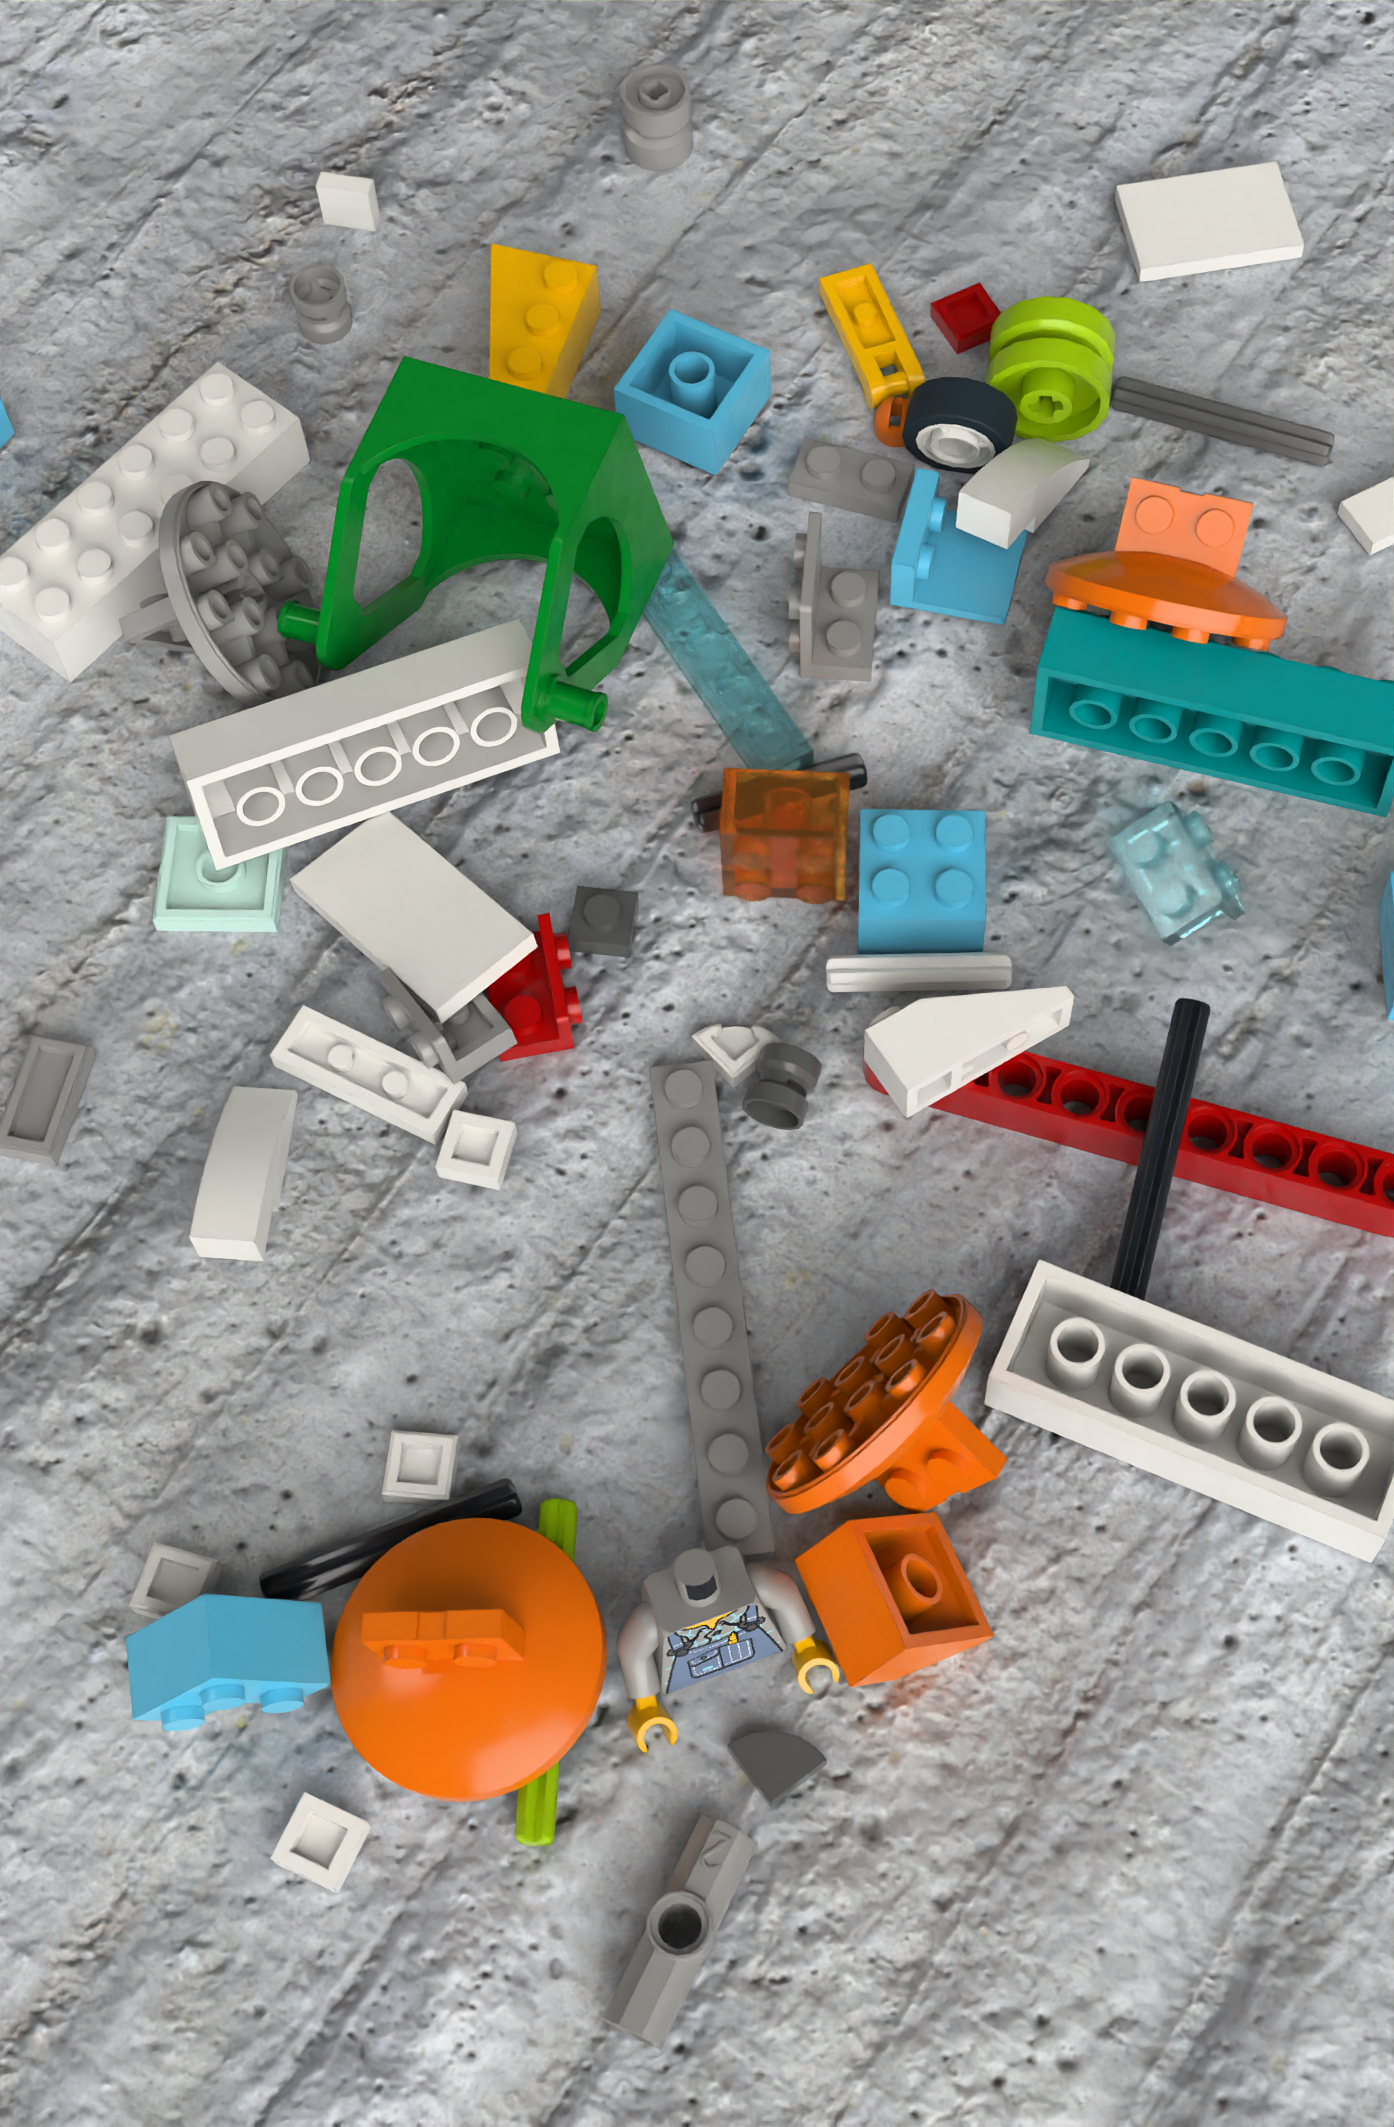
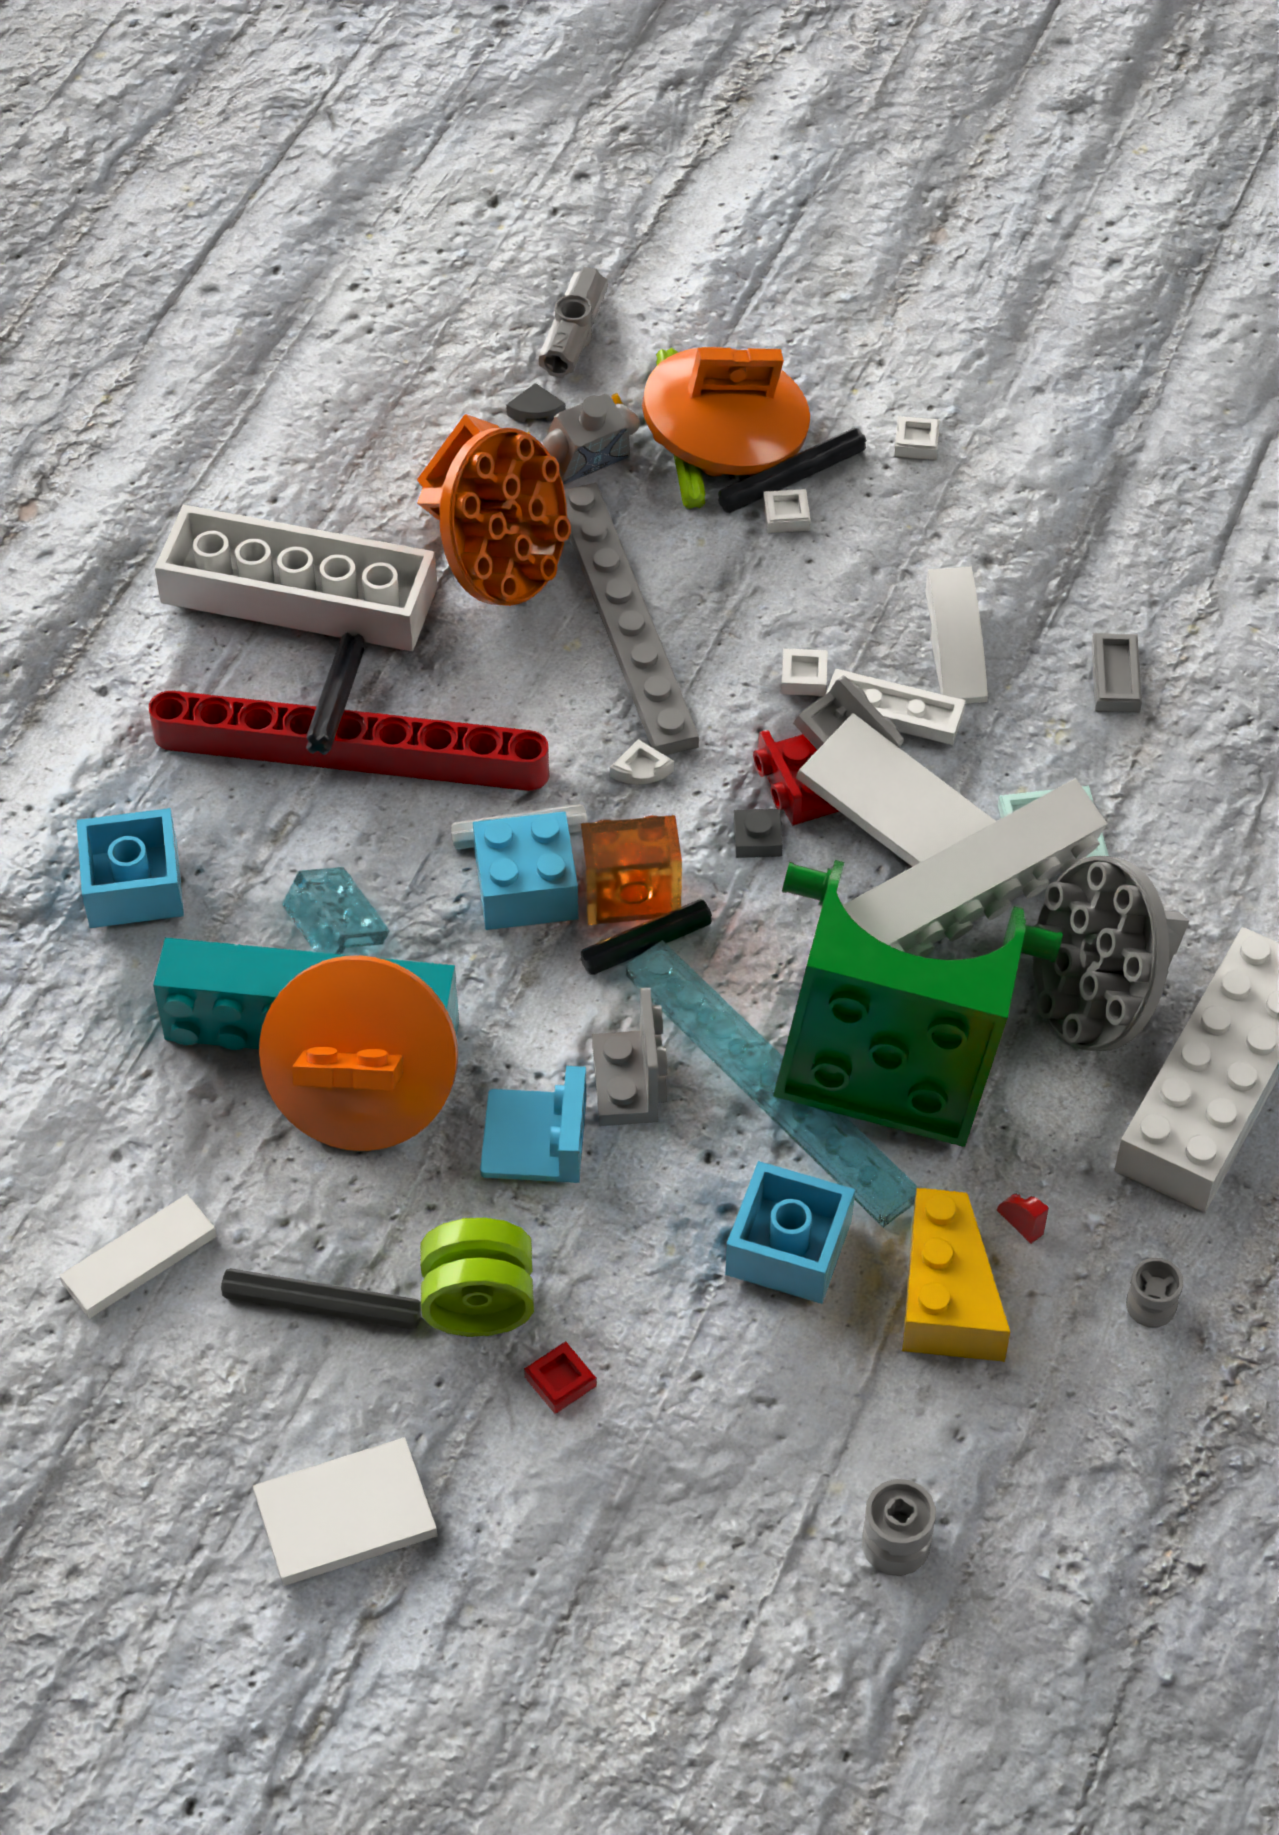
camera: 165 degrees right, 10 degrees down
(226, 1655) = (863, 379): medium azure brick -> none
(321, 1842) = (787, 333): white plate -> none
(348, 201) = (1170, 1404): white tile -> none
(782, 1086) = (602, 732): dark grey wheel -> none
(851, 480) = (639, 1204): light grey plate -> none
(871, 333) = (646, 1337): yellow plate -> none
(883, 431) = (596, 1264): orange hinge -> none
(955, 1039) = (480, 729): white slope -> none
(958, 424) = (558, 1220): black wheel -> none
(1017, 490) = (493, 1163): white slope -> none

